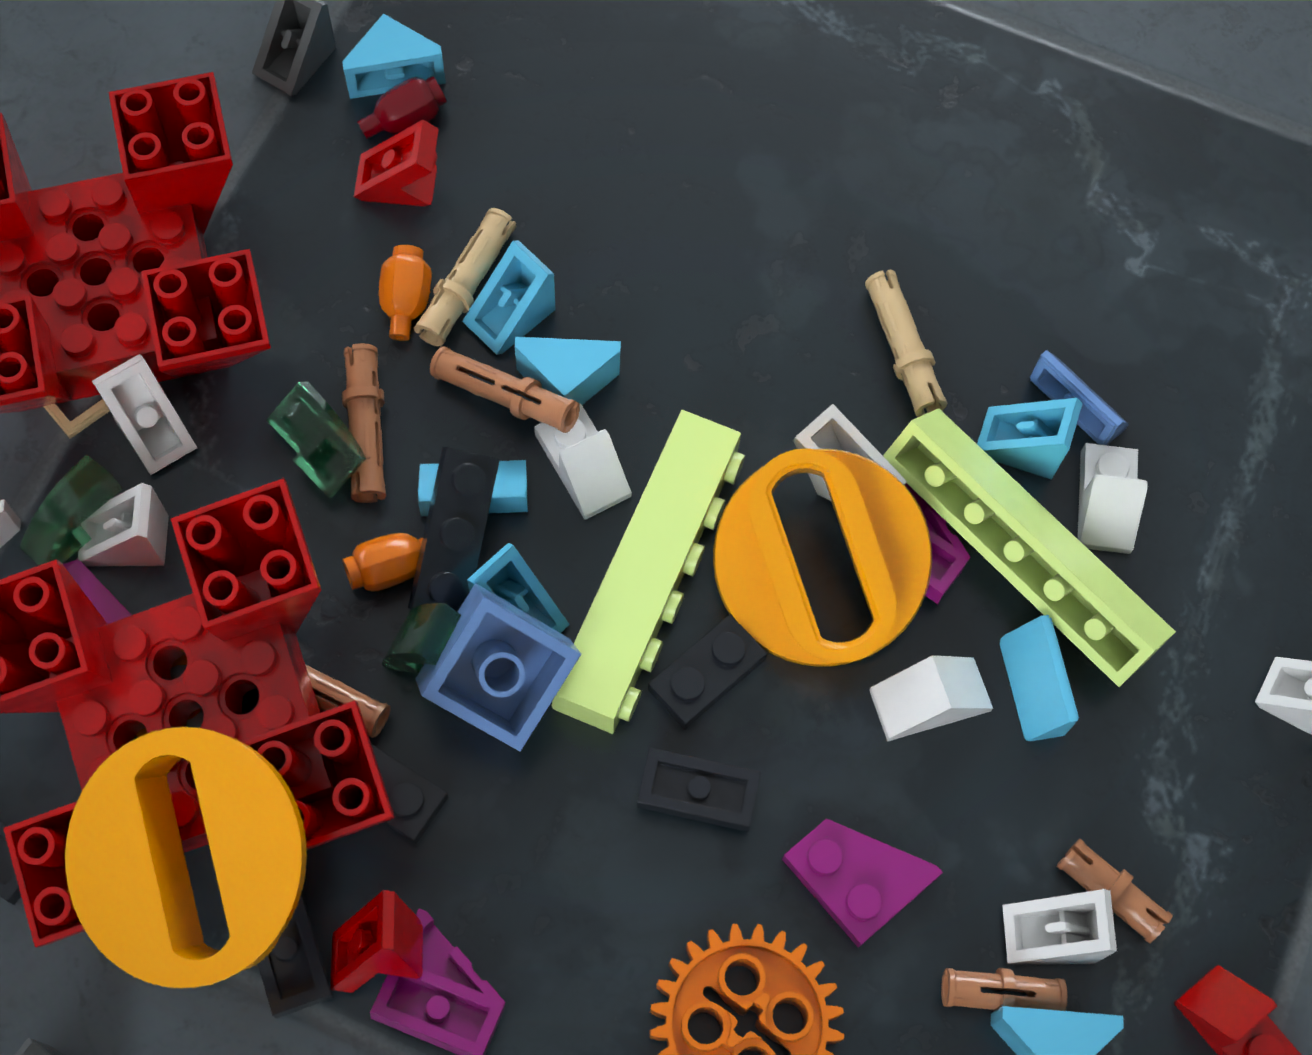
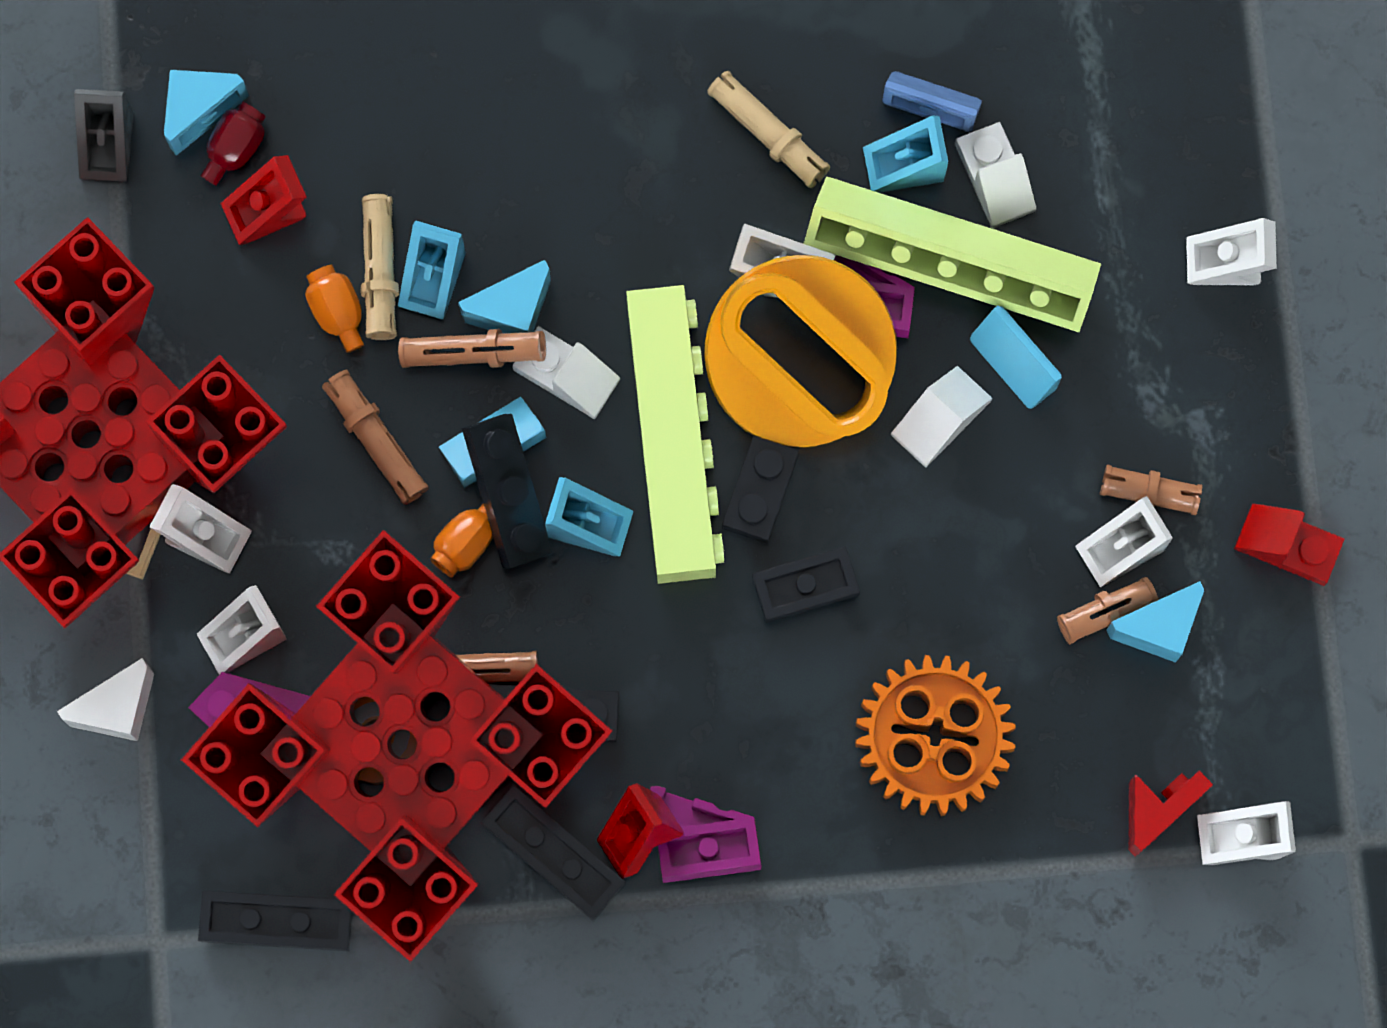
camera: 25 degrees left, 10 degrees up
(56, 525) = (189, 651): clear green slope -> none
(132, 870) = (453, 875): light orange piece -> none
(319, 437) = (348, 469): clear green slope -> none
(421, 637) = (533, 587): slope -> none
(499, 668) = (607, 577): medium blue brick -> none
(858, 877) = (958, 584): magenta wing -> none

